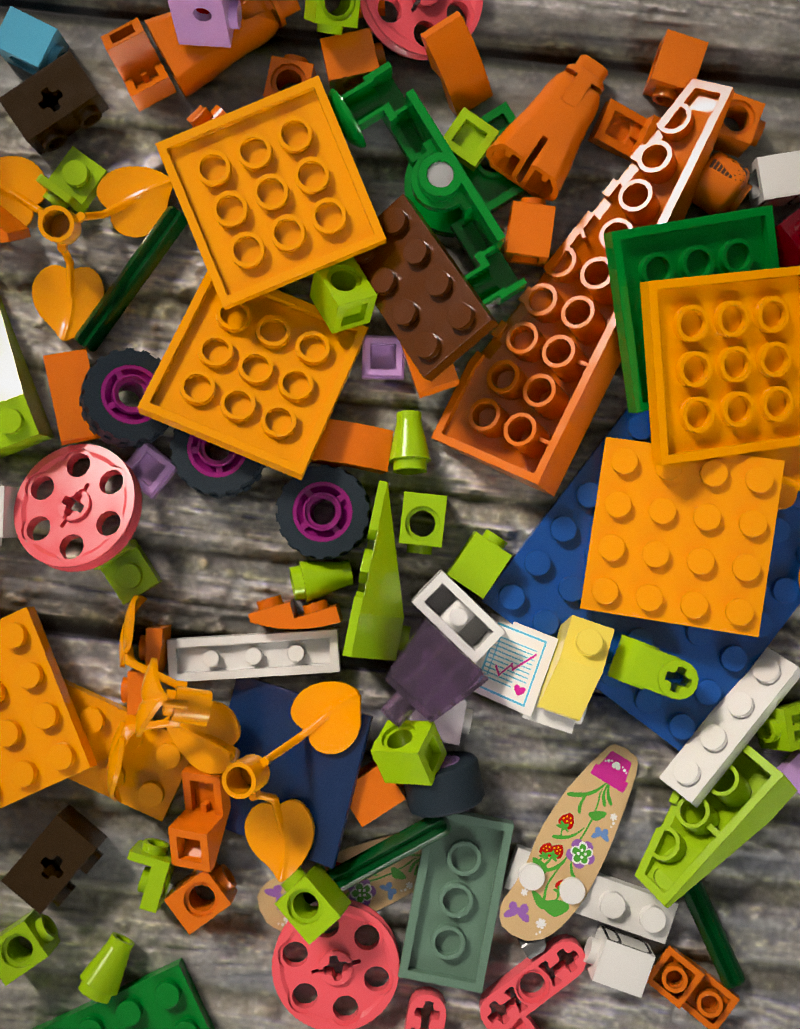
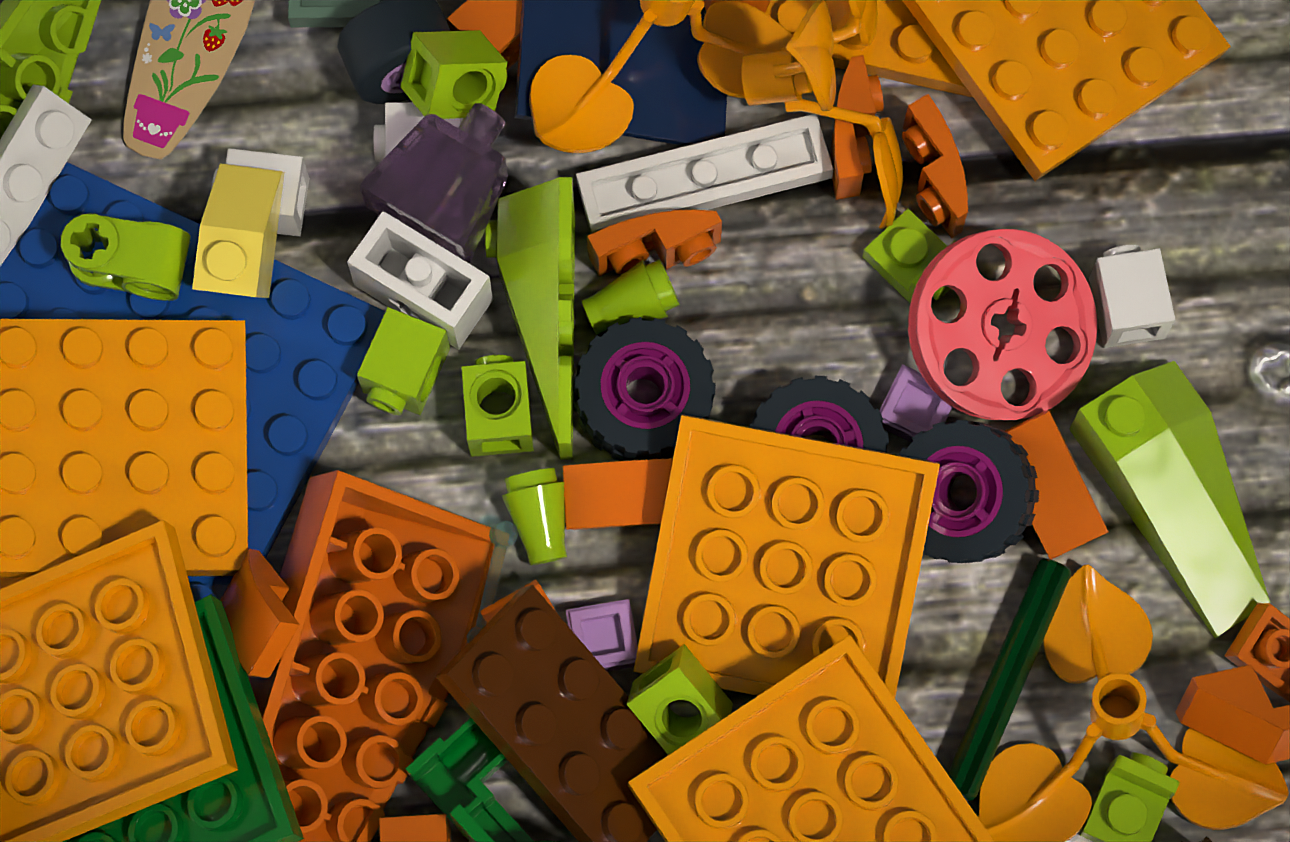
camera: 170 degrees right, 15 degrees down
(95, 611) = (941, 182): none -> orange slope
(435, 435) = (501, 535): none -> clear light blue hinge
(516, 666) = (320, 229): white sticker -> none
(609, 407) = (258, 616): none -> orange slope

